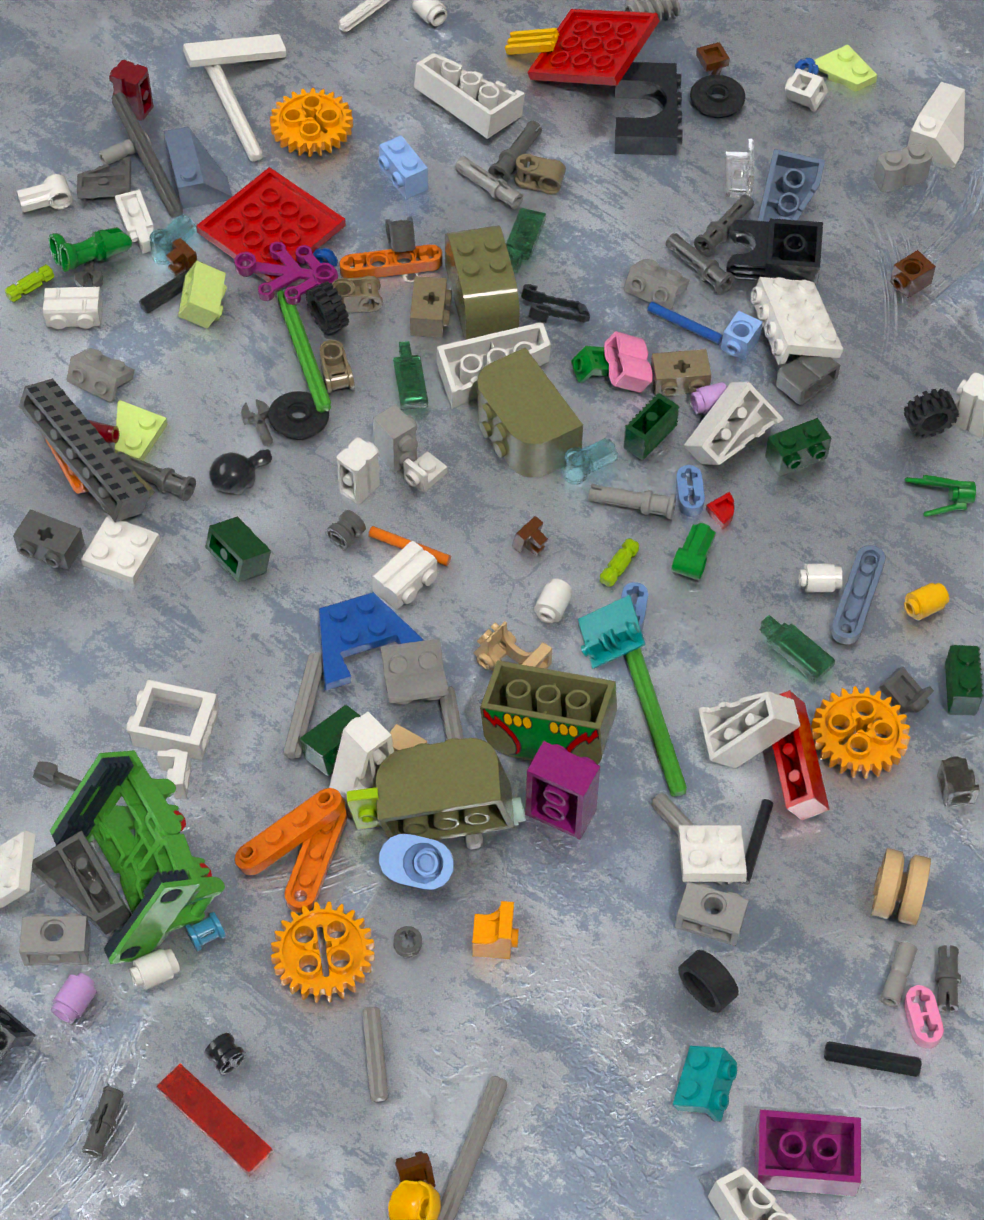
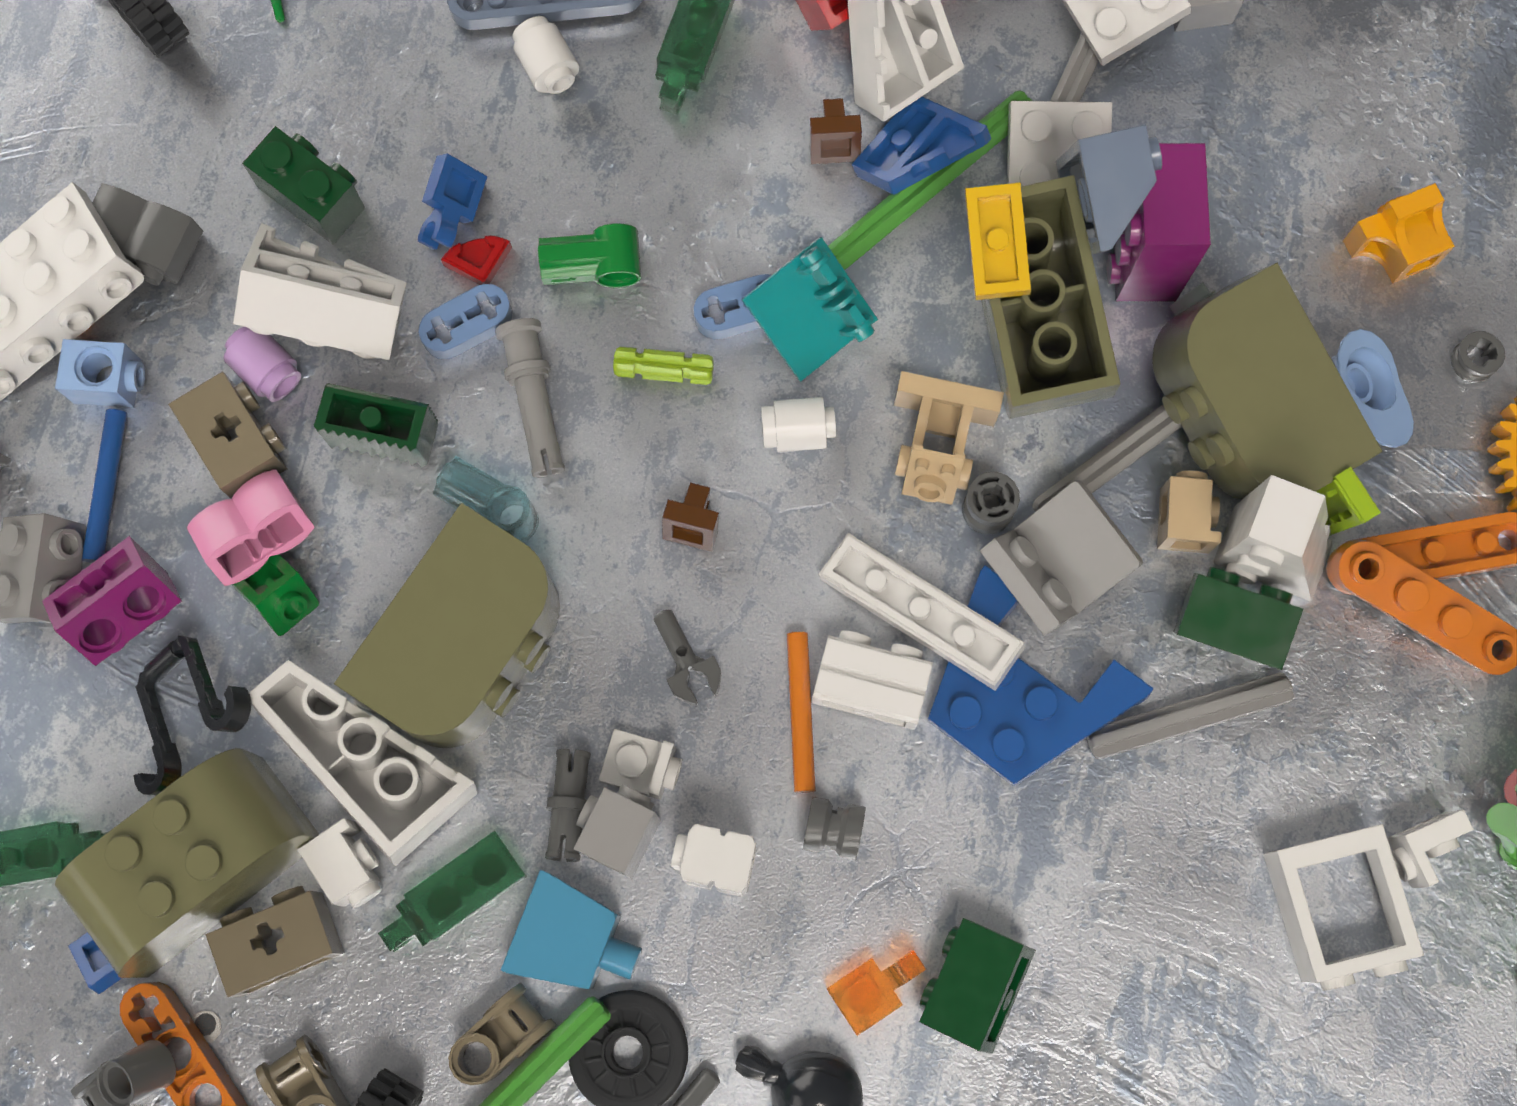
camera: 115 degrees left, 20 degrees up
(262, 516) = (869, 994): none -> clear orange plate
(358, 406) = (567, 938): none -> dark azure torso
(426, 610) = (922, 611): none -> white tile
(432, 440) = (567, 804): none -> dark grey pin
(445, 334) = (342, 865): none -> white brick
(461, 510) = (685, 659): none -> dark grey bar
(463, 665) = (985, 513): none -> dark grey wheel
(582, 675) = (997, 241): none -> yellow plate
(590, 732) = (1111, 180): none -> sand blue wedge
(621, 299) = (111, 601): none -> magenta brick
(637, 788) = (1044, 131): none -> white plate
(677, 721) = (918, 144): none -> blue wing
(707, 688) = (835, 136): none -> reddish brown tile
(761, 507) = (455, 196): none -> blue plate

